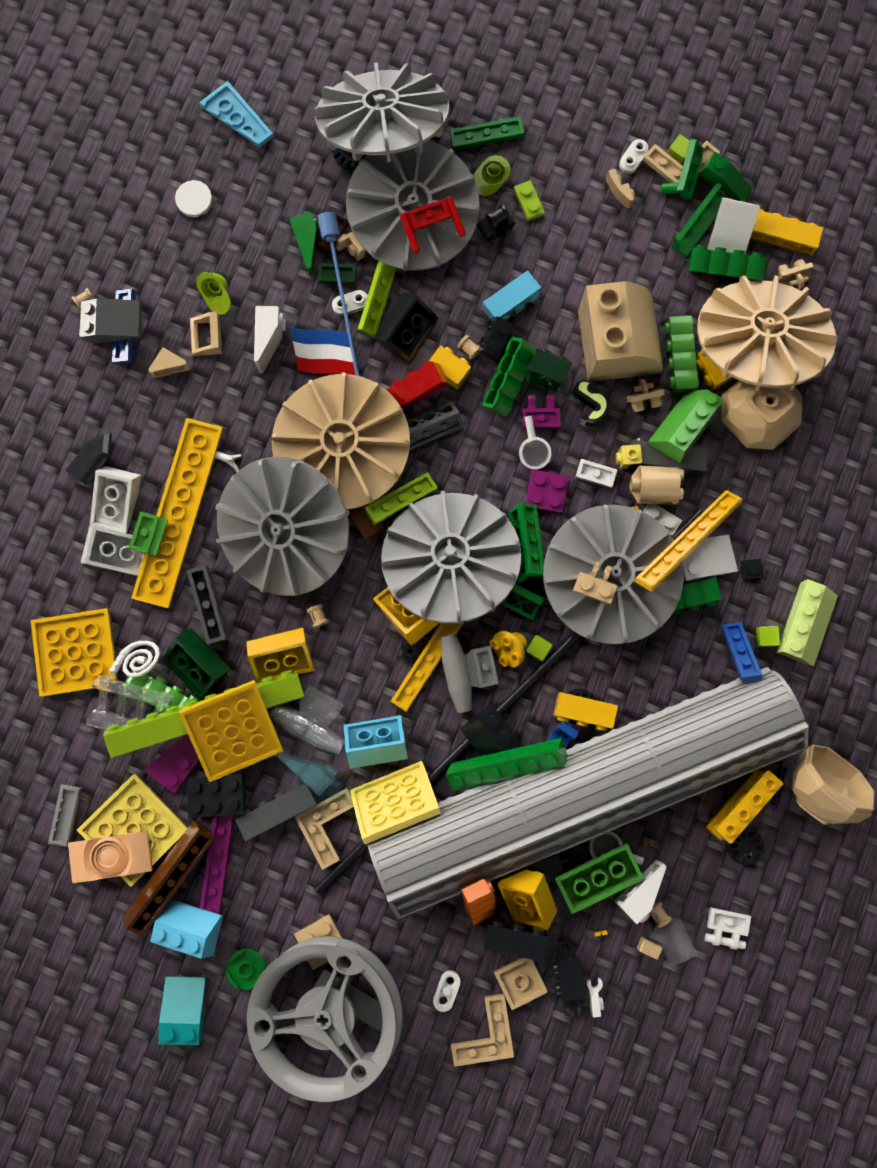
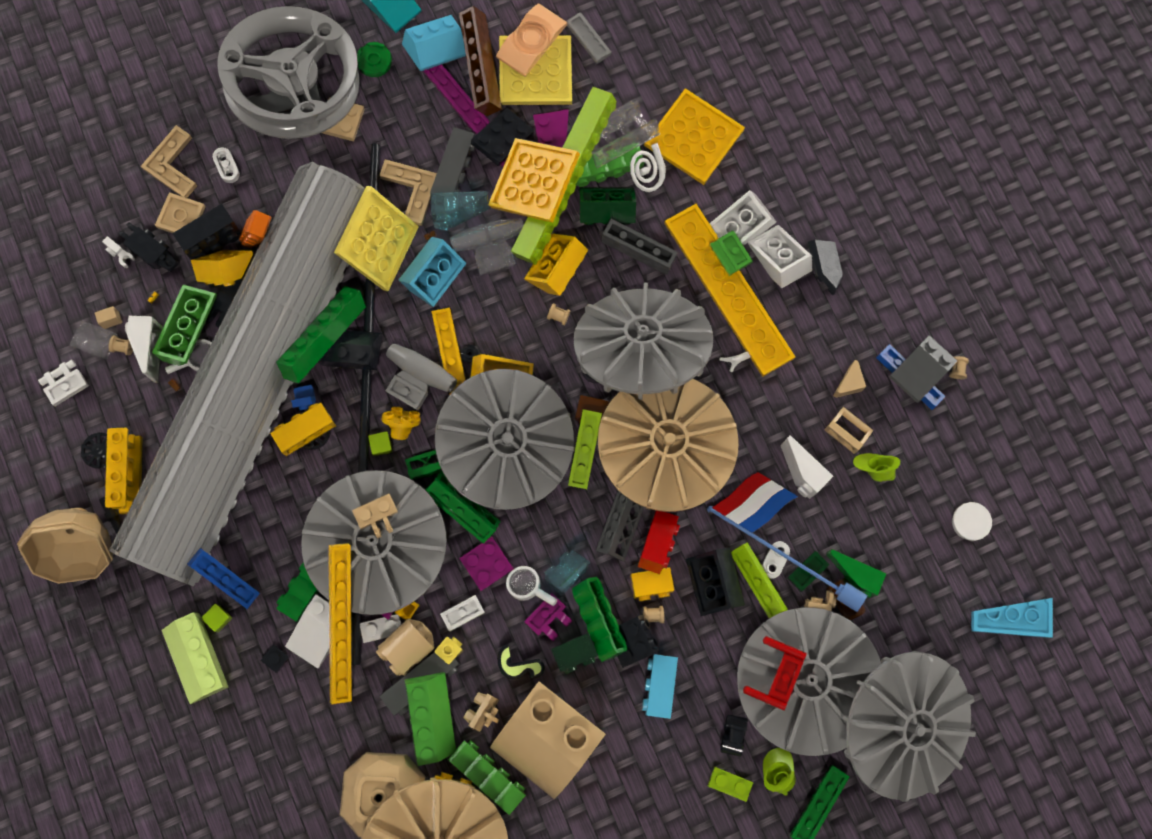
camera: 130 degrees right, 5 degrees down
(500, 425) = (567, 572): none -> clear light blue slope

